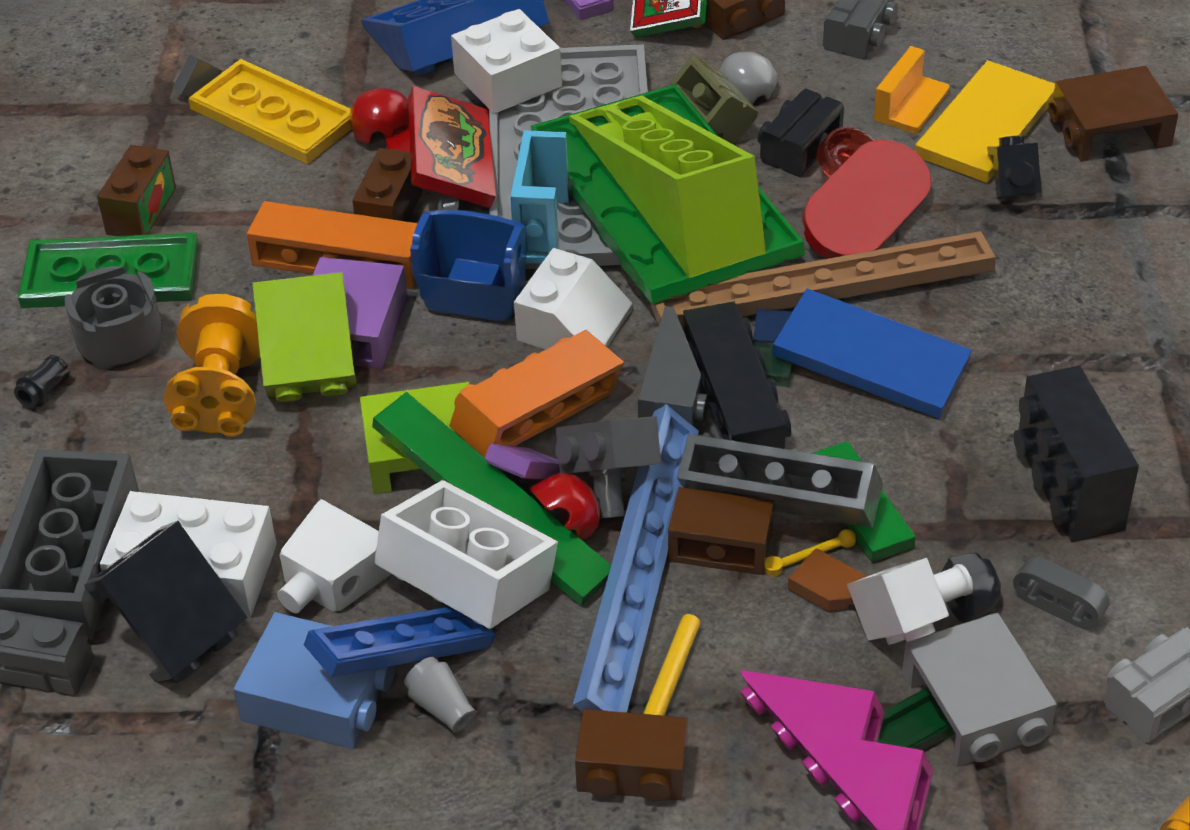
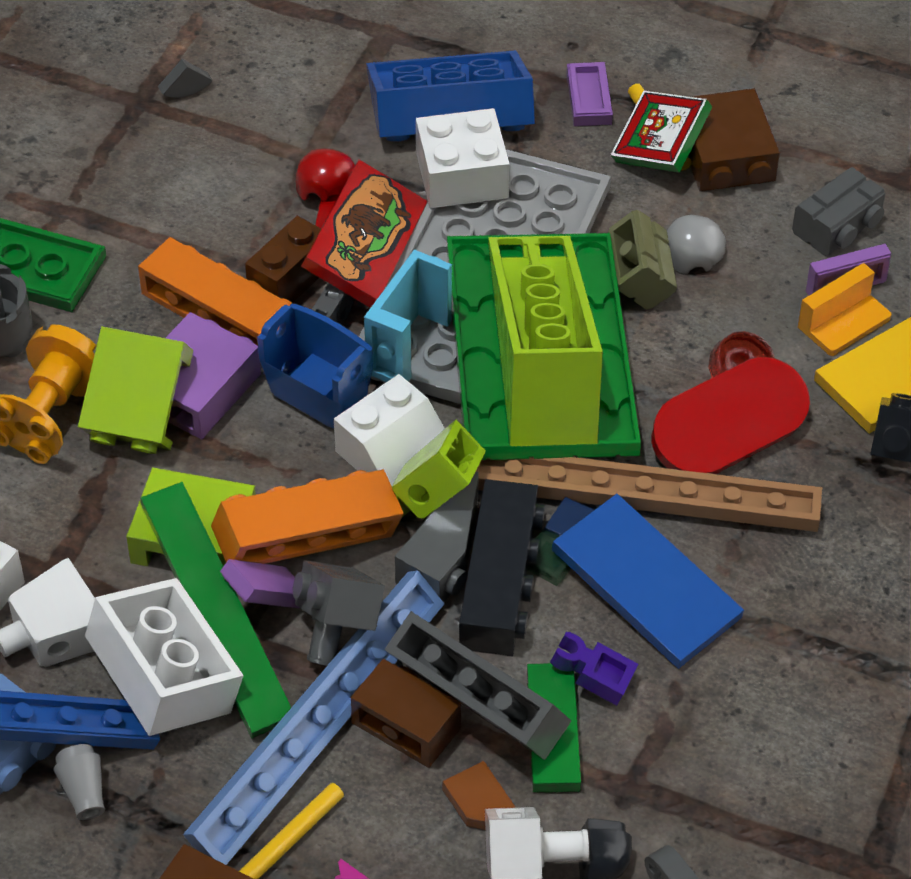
camera: 20 degrees right, 5 degrees up
(136, 191) = (70, 188): reddish brown brick -> none
(273, 111) = (237, 137): yellow tile -> none
(574, 498) = (284, 636): red hair -> none
(638, 316) = (438, 471): none -> lime torso
(774, 565) = (442, 762): yellow hinge -> none
(798, 131) = (708, 318): black brick -> none
(874, 435) = (600, 669): none -> dark purple plate
(881, 62) = (830, 269): none -> medium lavender tile
(1075, 454) = (765, 756): black brick -> none

